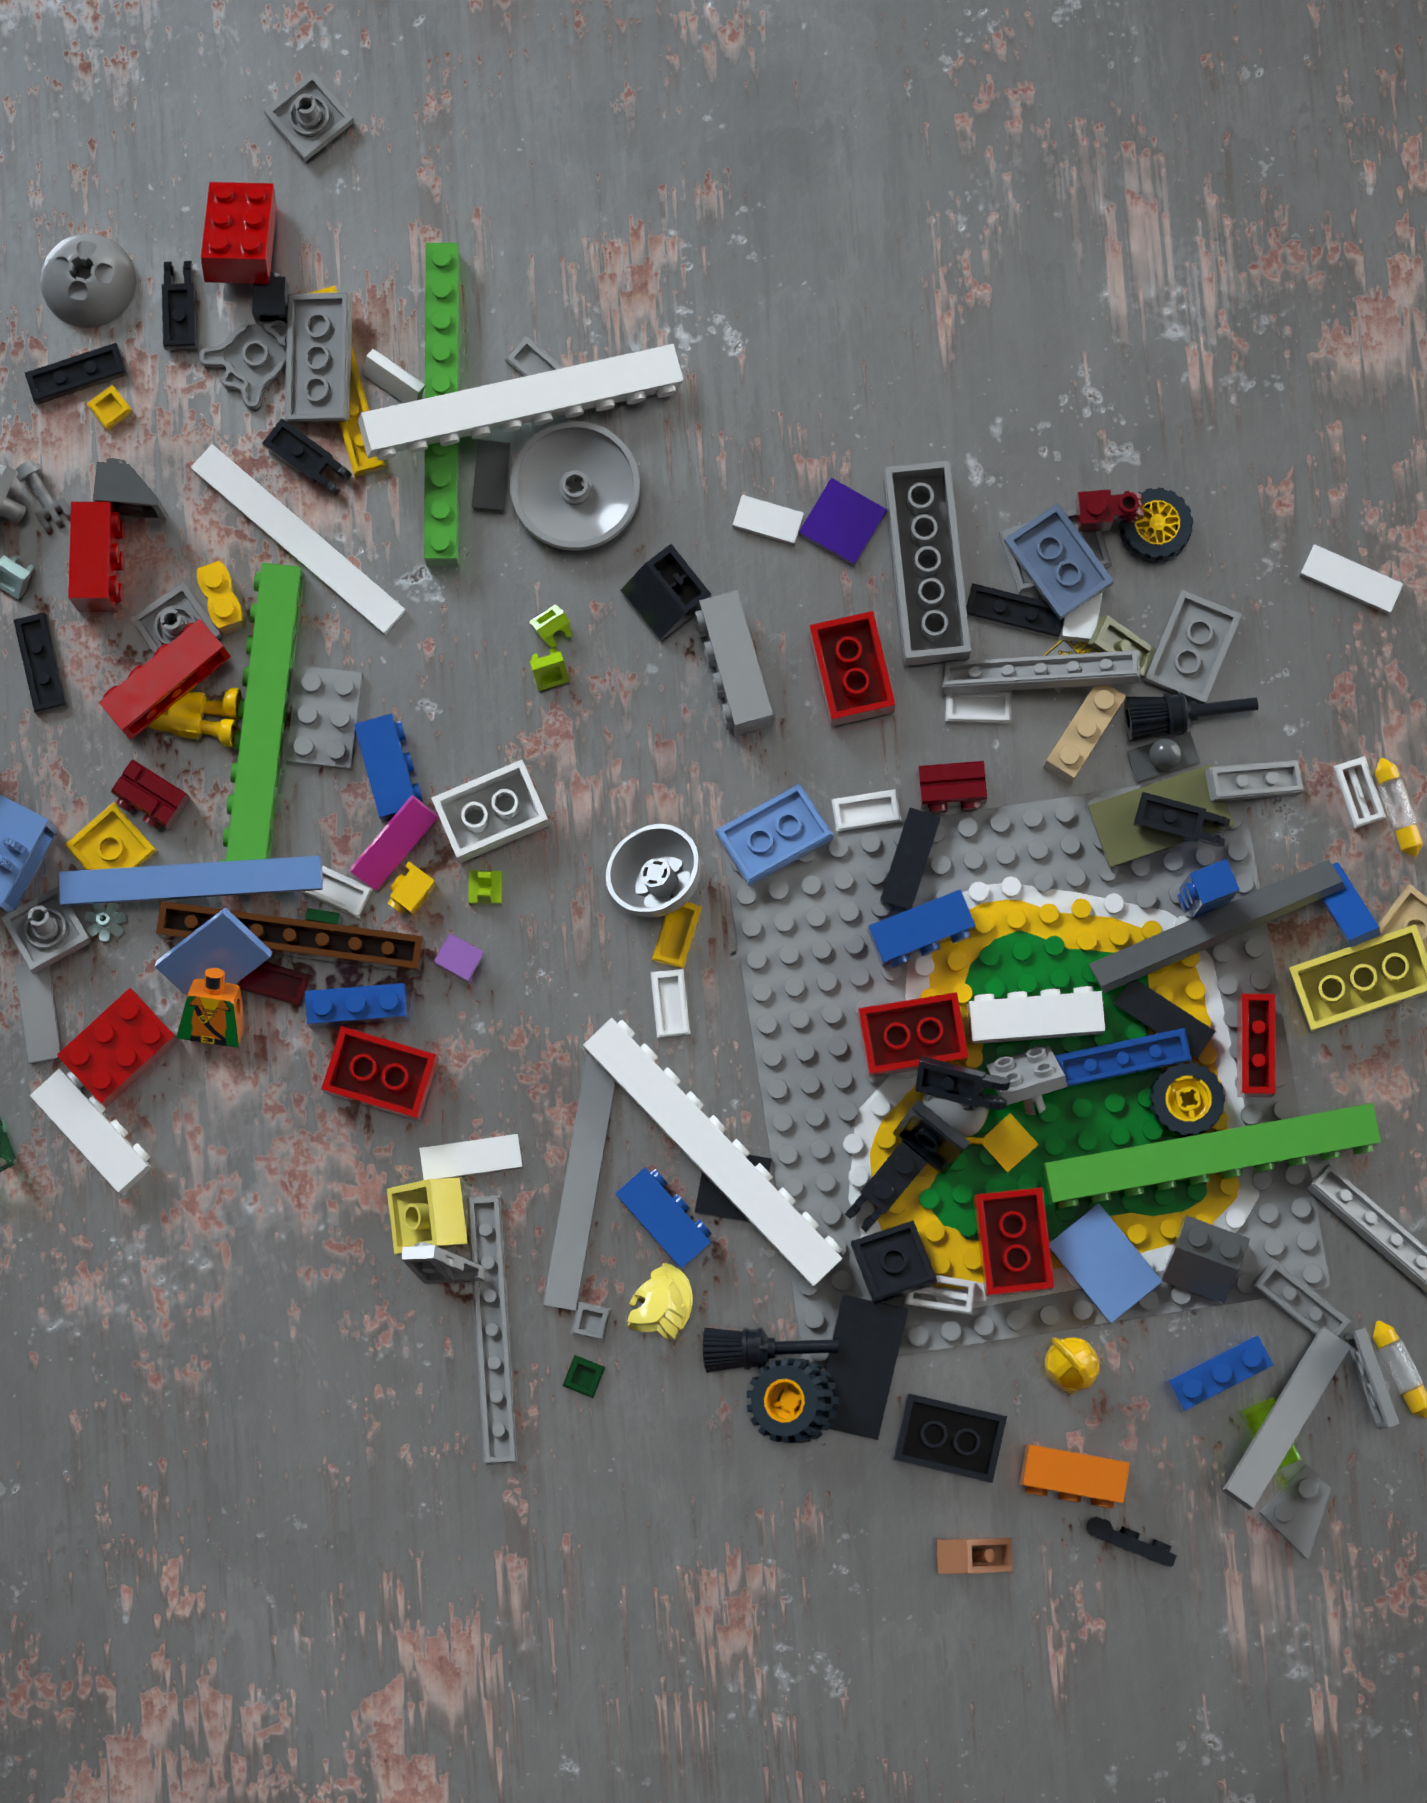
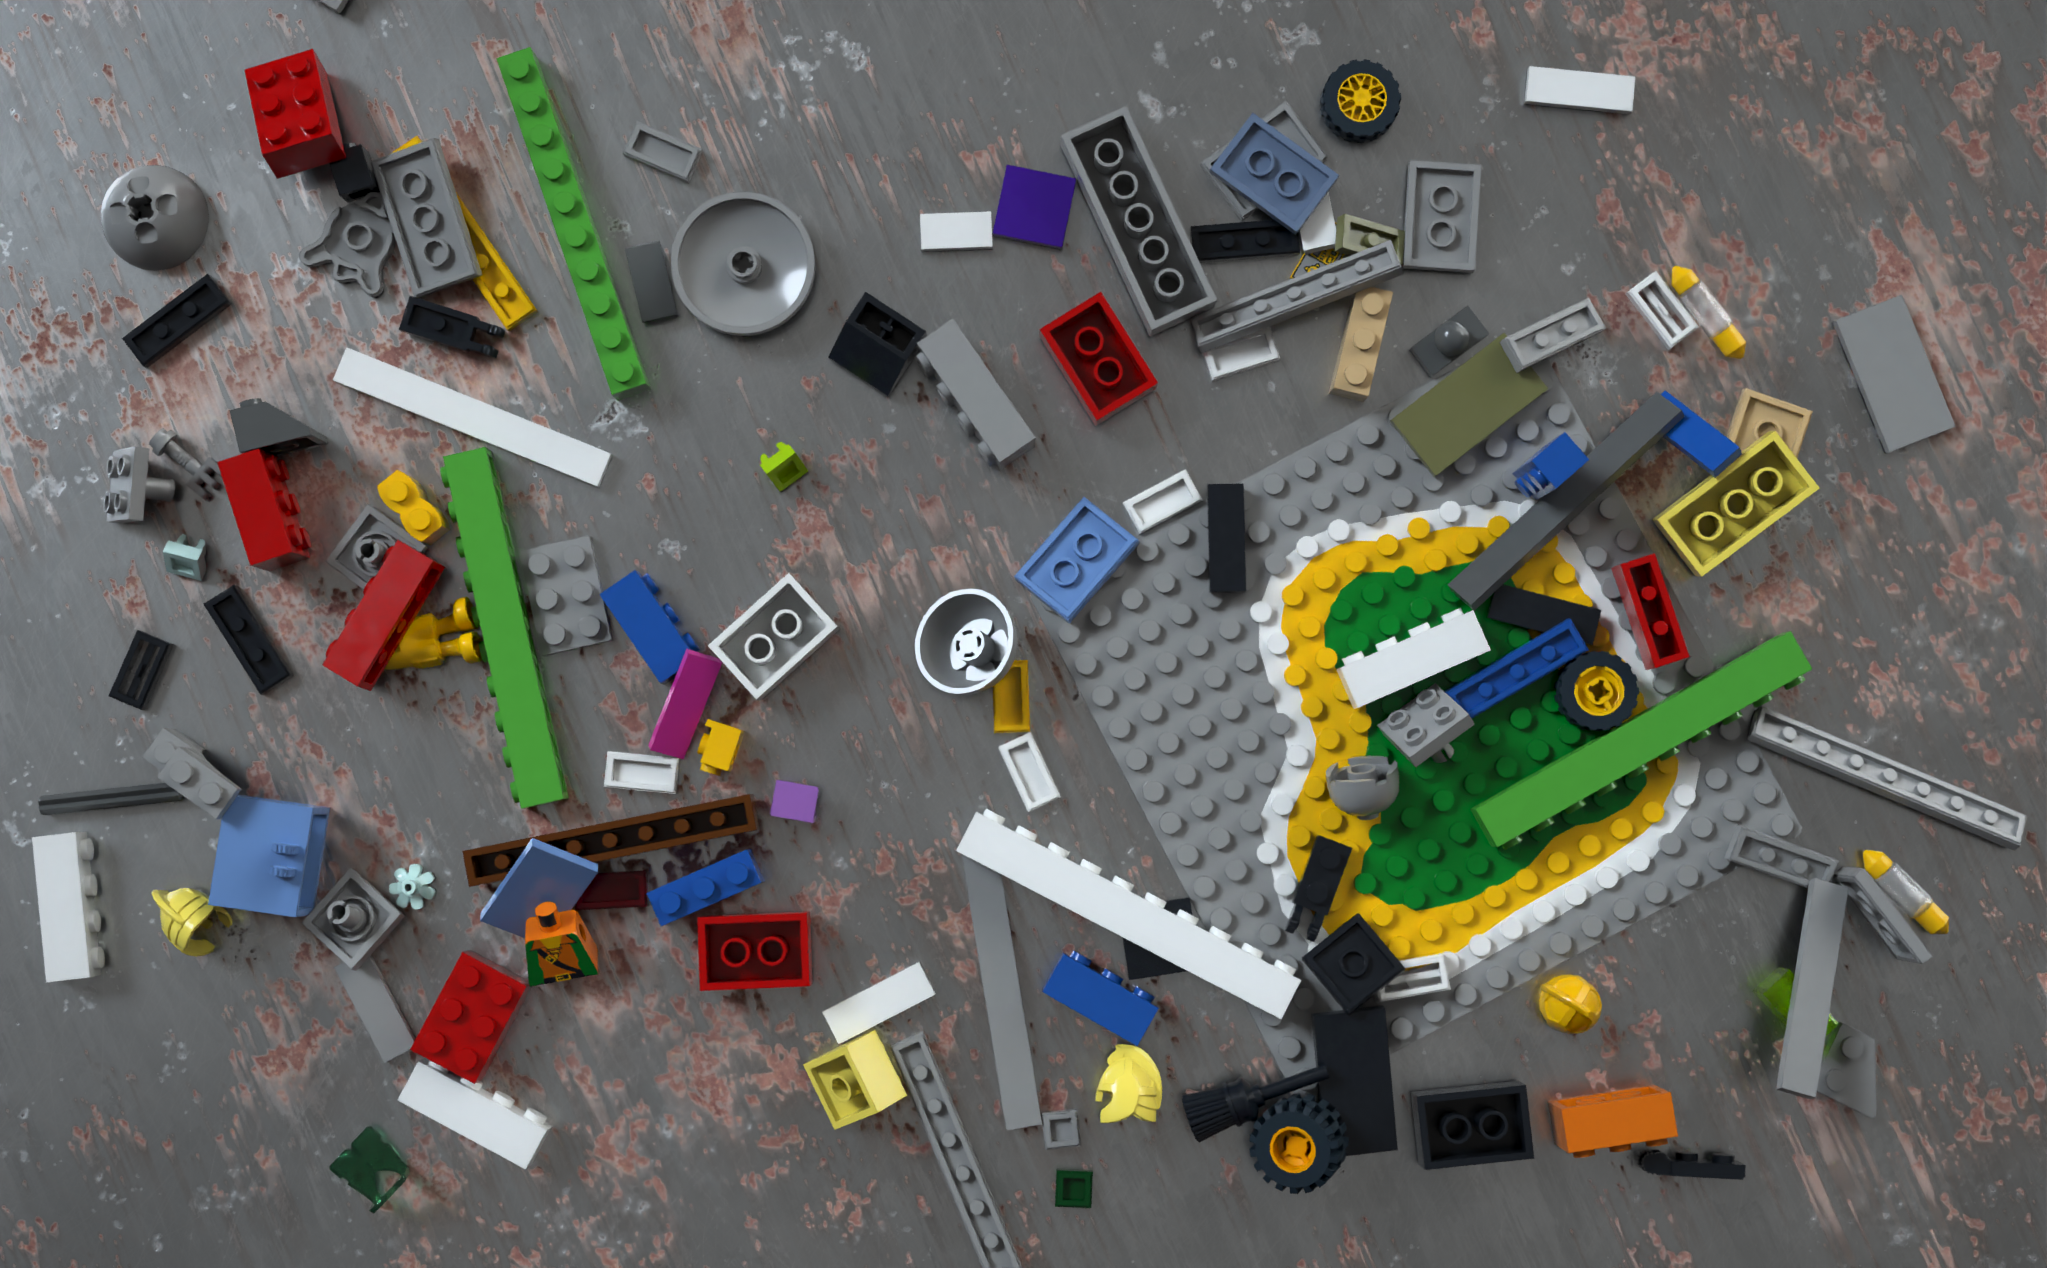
camera: 25 degrees left, 5 degrees up
(109, 407) = (225, 345): yellow tile -> none
(110, 842) = (391, 809): yellow tile -> none
(149, 795) = (412, 740): dark red brick -> none
(179, 309) = (261, 215): black hinge -> none
(190, 880) = (486, 818): medium blue tile -> none
(323, 916) = (639, 808): dark green tile -> none
(392, 378) = (513, 214): white tile -> none
(438, 1265) = (880, 1131): light grey wing -> none
(485, 887) = (796, 716): lime tile -> none
(520, 401) = (653, 195): white brick -> none
(549, 622) = (767, 416): lime tile -> none
(907, 1030) = (1293, 722): red brick -> none
(922, 929) = (1264, 608): blue brick -> none
(931, 1137) = (1349, 823): black tile -> none
(952, 785) = (1242, 446): dark red brick -> none
(960, 1084) = (1365, 760): black hinge -> none
(974, 1555) = (1536, 1235): nougat slope -> none
(1007, 1142) = (1424, 798): yellow piece -> none
(1013, 1242) = (1471, 902): red brick -> none
(1099, 508) = (1299, 103): dark red brick -> none
(1104, 1263) = (1568, 889): medium blue tile -> none
(1174, 713) = (1446, 292): black piece -> none
(1178, 819) = (1489, 403): black hinge -> none
(1205, 1259) = (1671, 850): dark grey slope -> none
(1219, 1373) = (1723, 961): blue brick -> none

